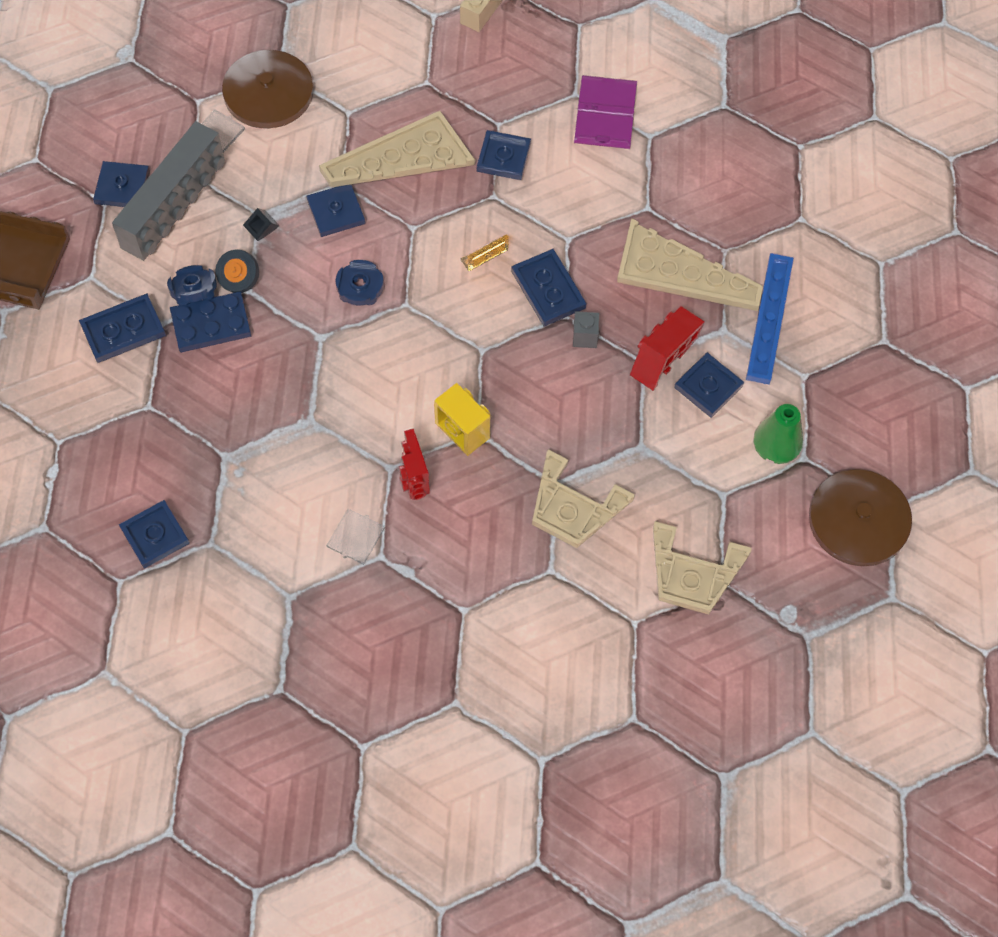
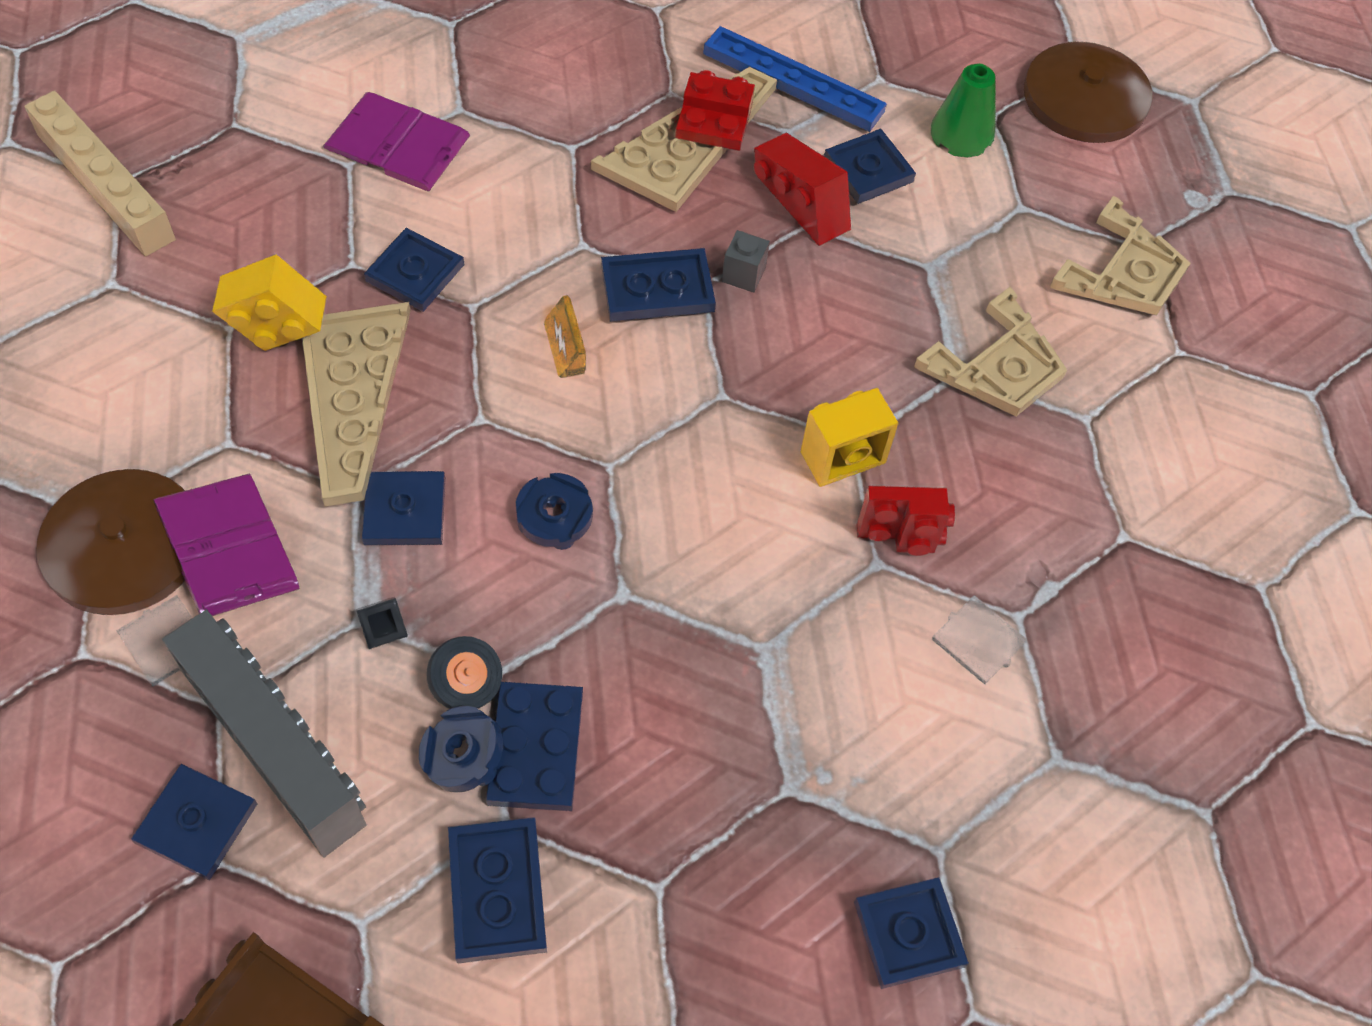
camera: 75 degrees left, 5 degrees down
(279, 134) = (226, 545): none -> magenta piece
(431, 89) = (269, 303): none -> yellow brick
(704, 274) = (715, 110): none -> red plate

